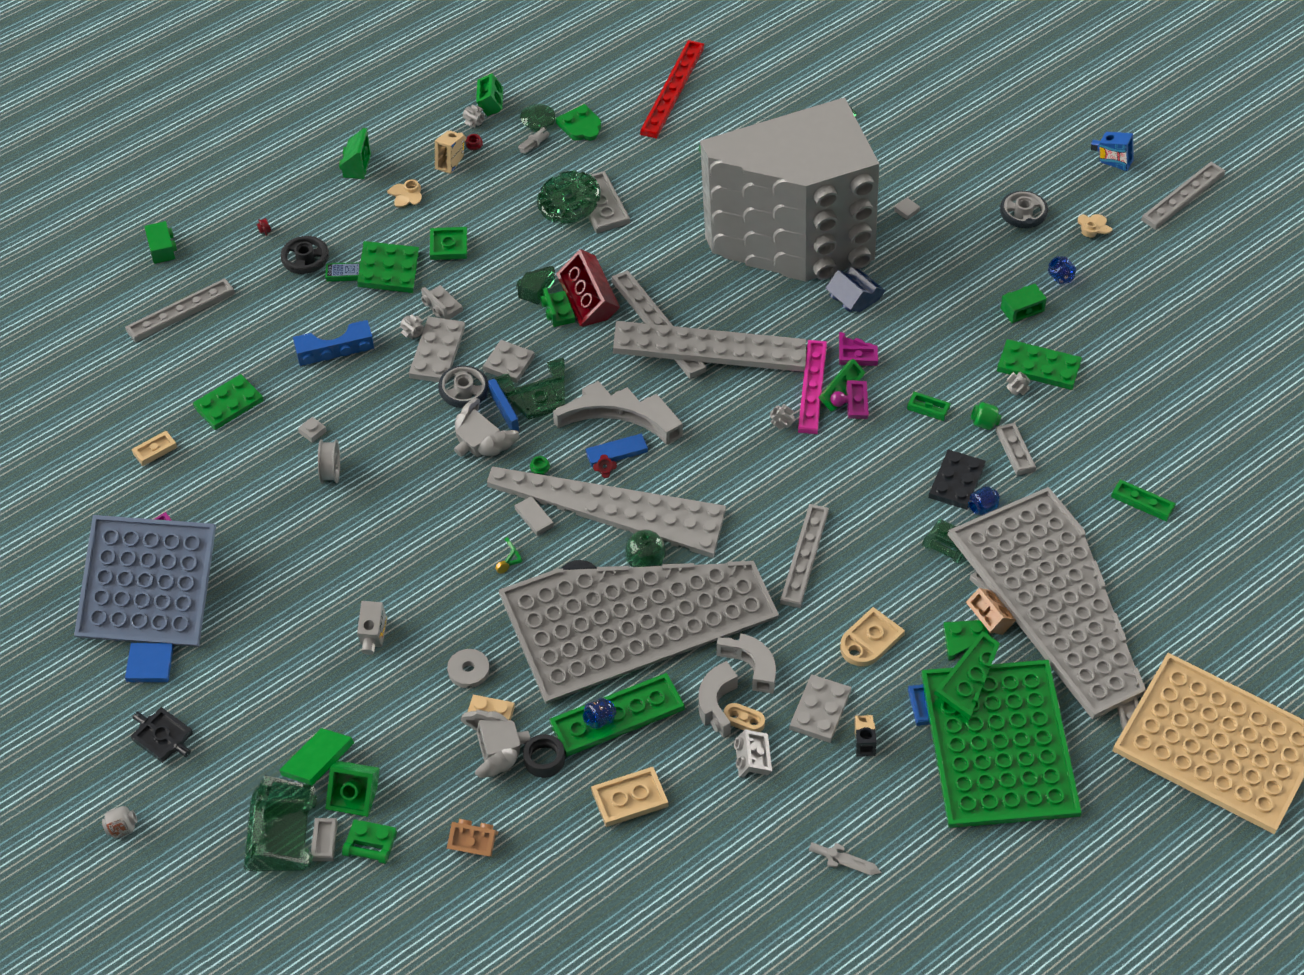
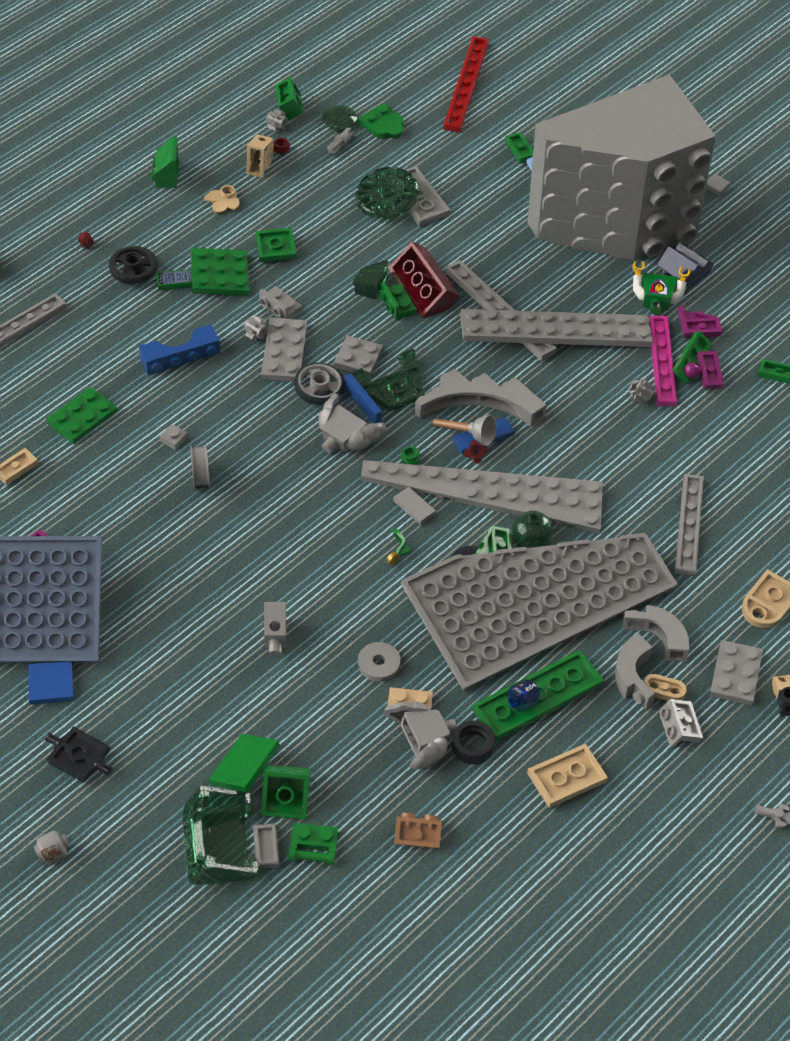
camera: 10 degrees left, 0 degrees up
(605, 556) = (495, 539): none -> green wing
(613, 444) = (482, 429): none -> light grey piece
(822, 314) = (657, 290): none -> torso

